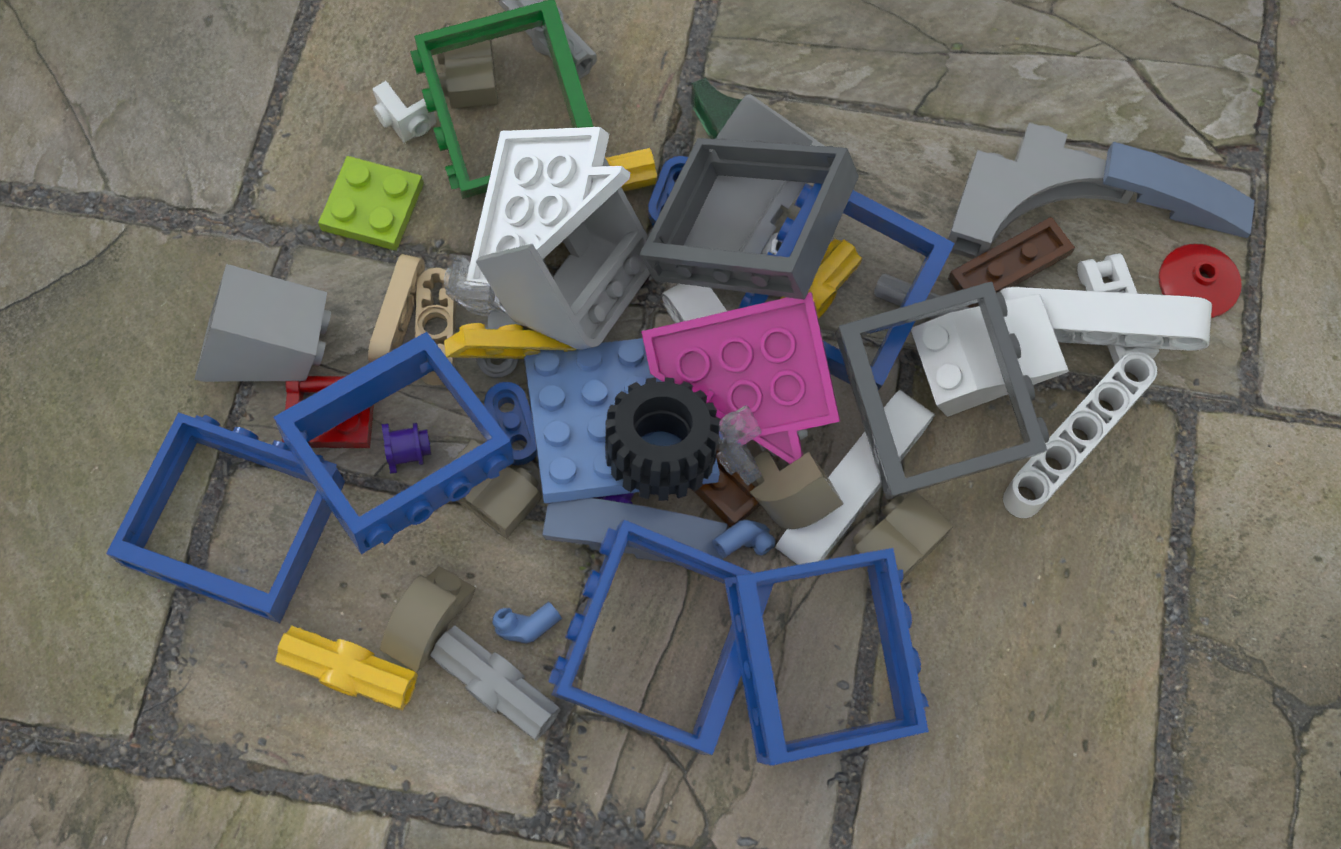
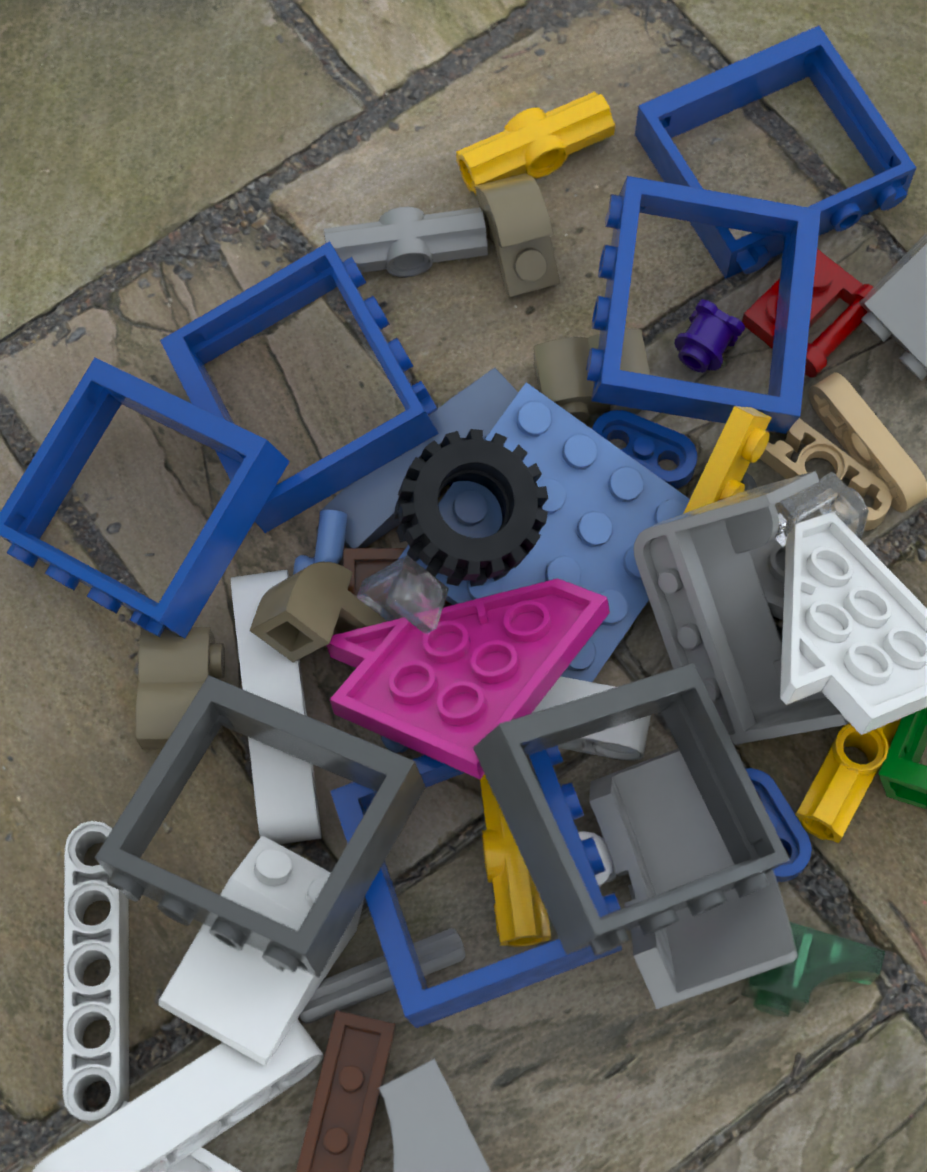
camera: 135 degrees right, 0 degrees up
(522, 627) = (434, 307): medium blue arm -> none

